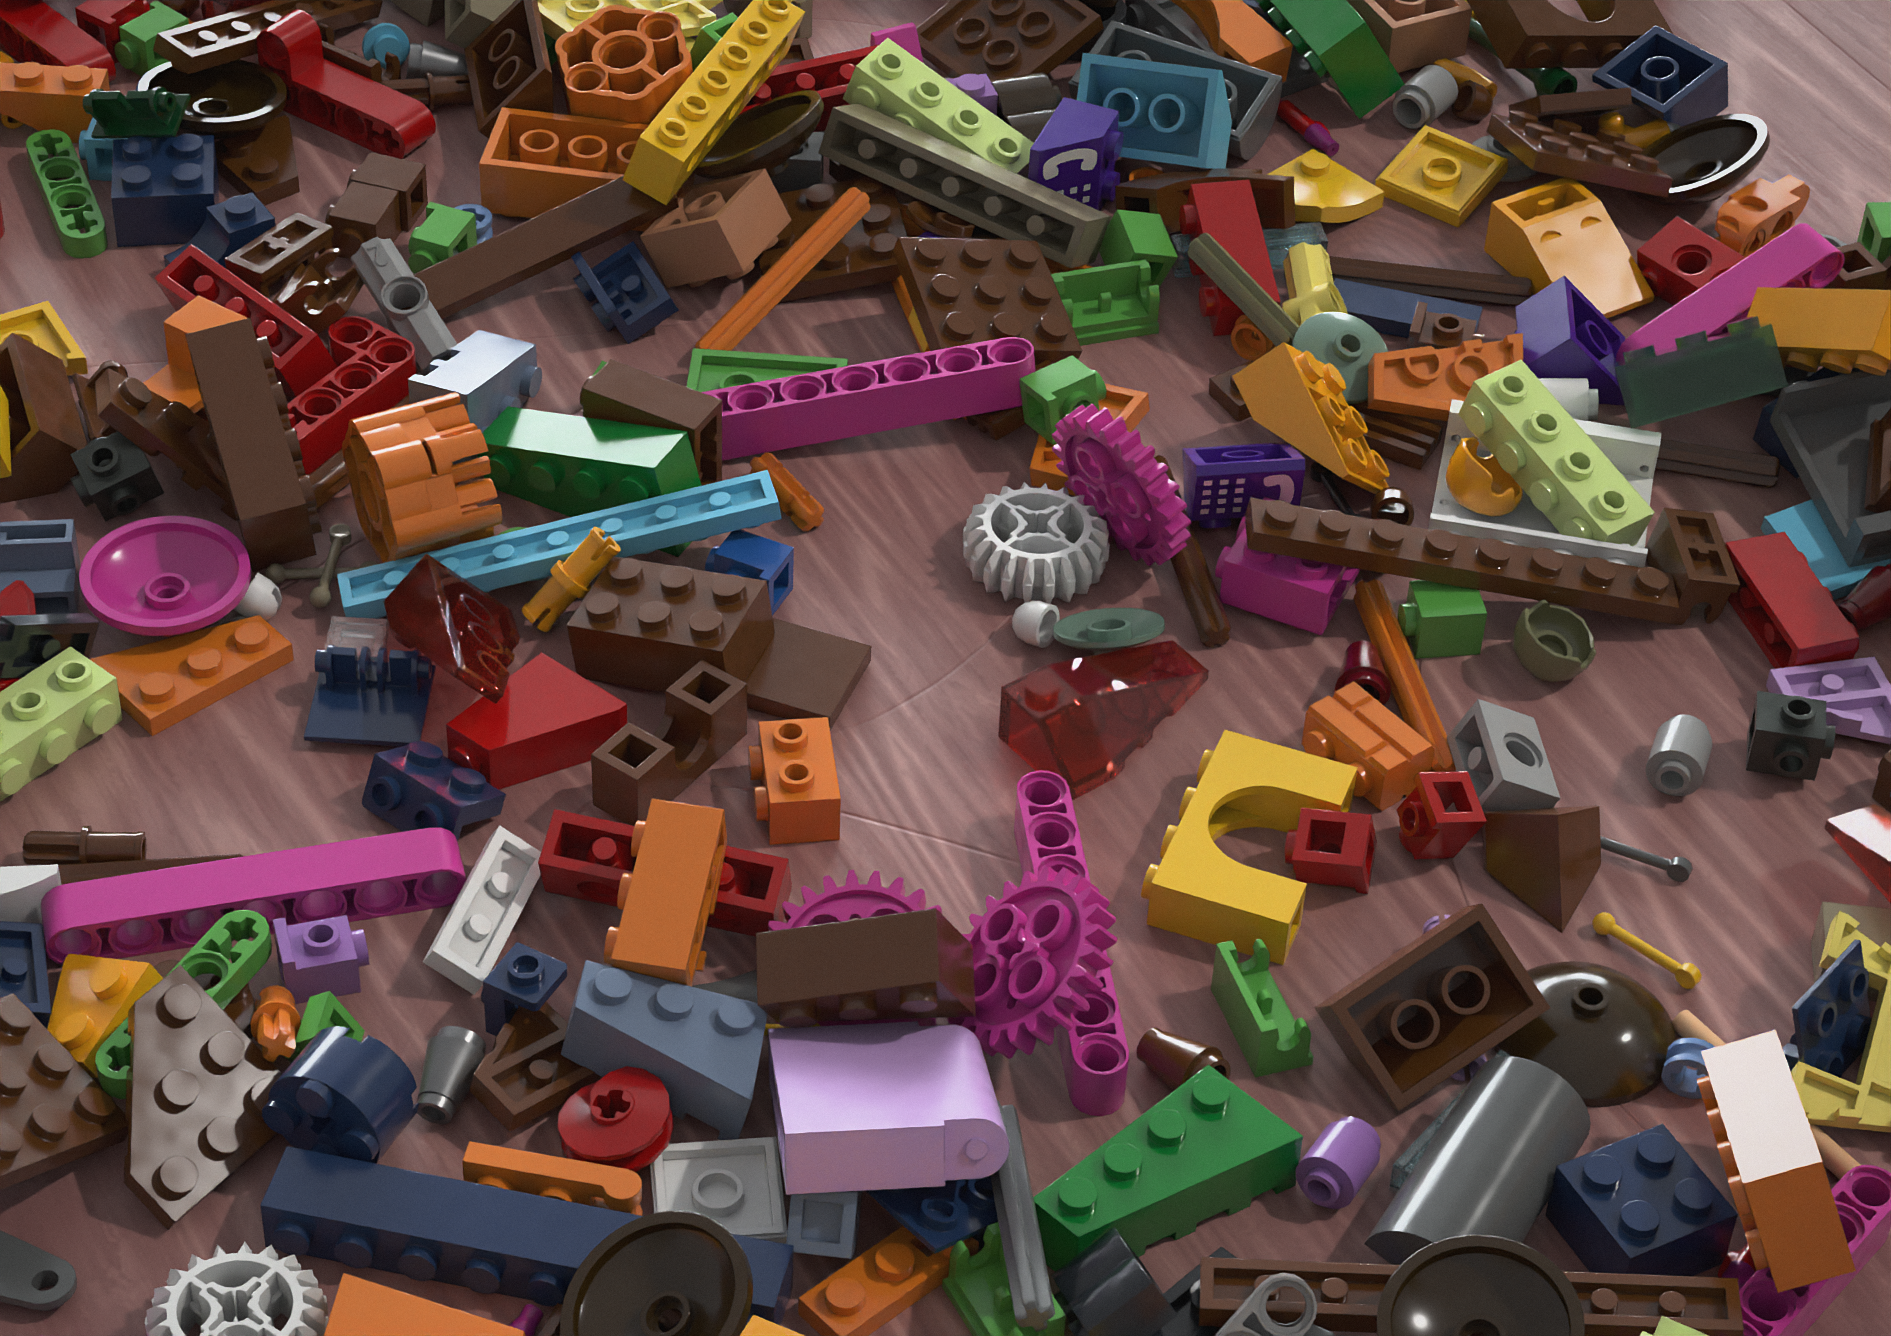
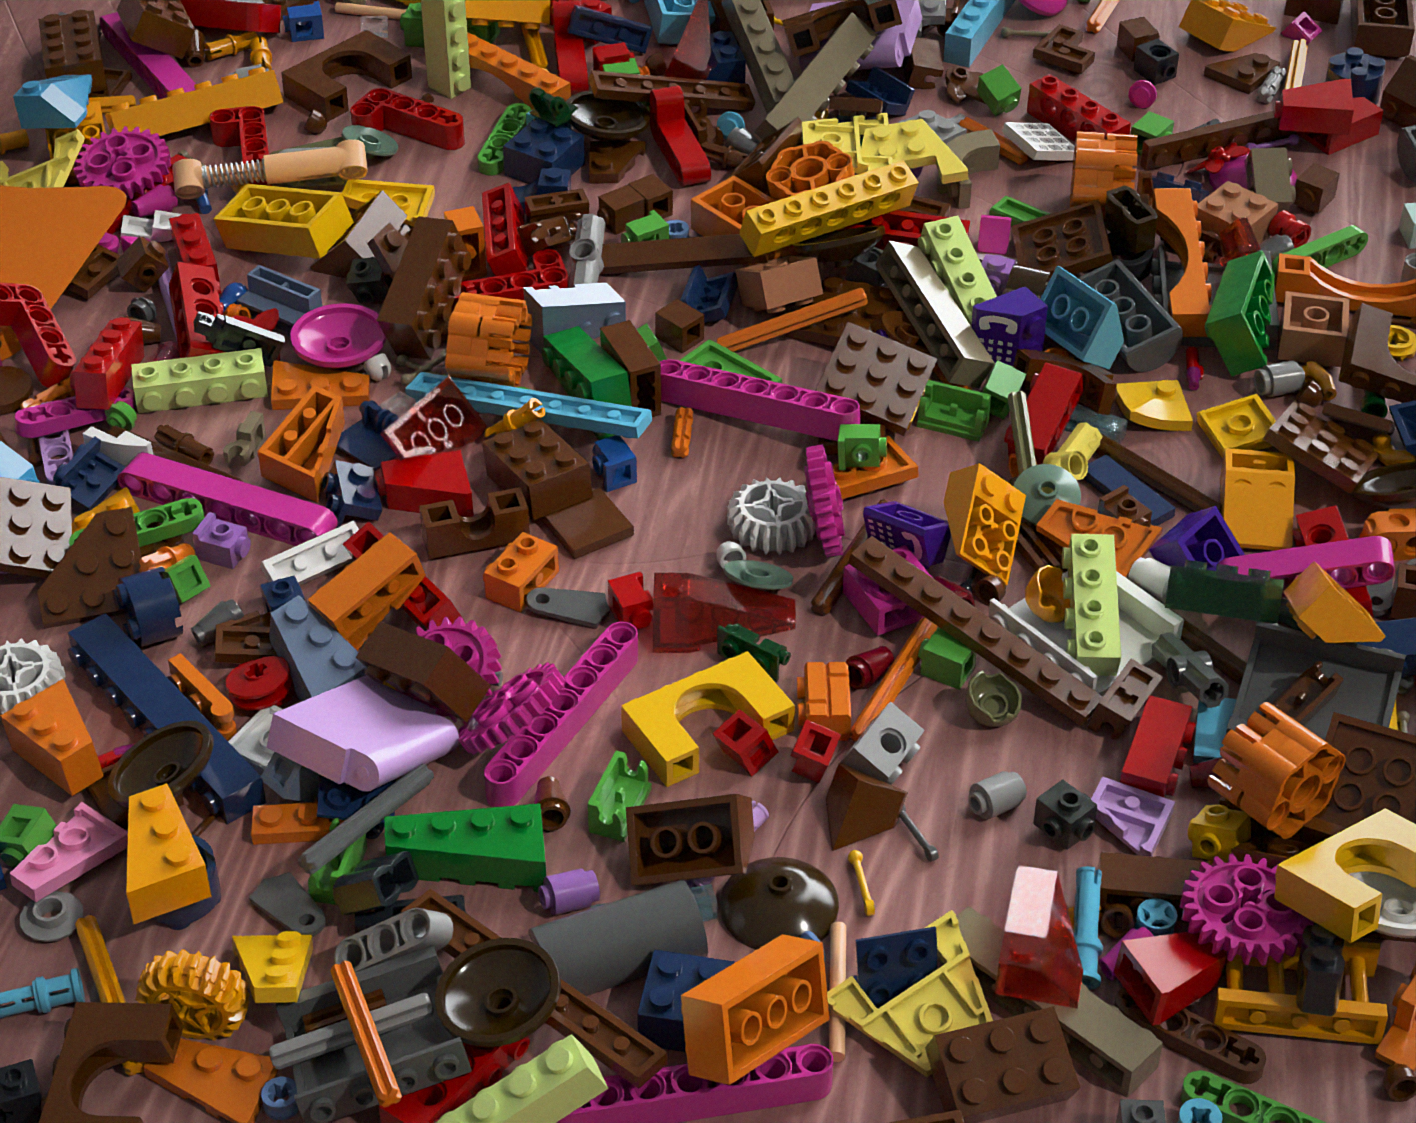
camera: 40 degrees right, 0 degrees up
(183, 786) = (249, 438): none -> dark tan plate
(303, 757) = (304, 444): none -> orange wedge
(628, 339) = (679, 326): none -> reddish brown brick
(877, 15) = (1016, 210): none -> bright green tile
(903, 794) = (569, 605): none -> dark grey piece
(987, 748) = (629, 600): none -> red brick
(1184, 734) = (737, 640): none -> dark green hinge
(1730, 490) = (1190, 670): none -> dark grey piece

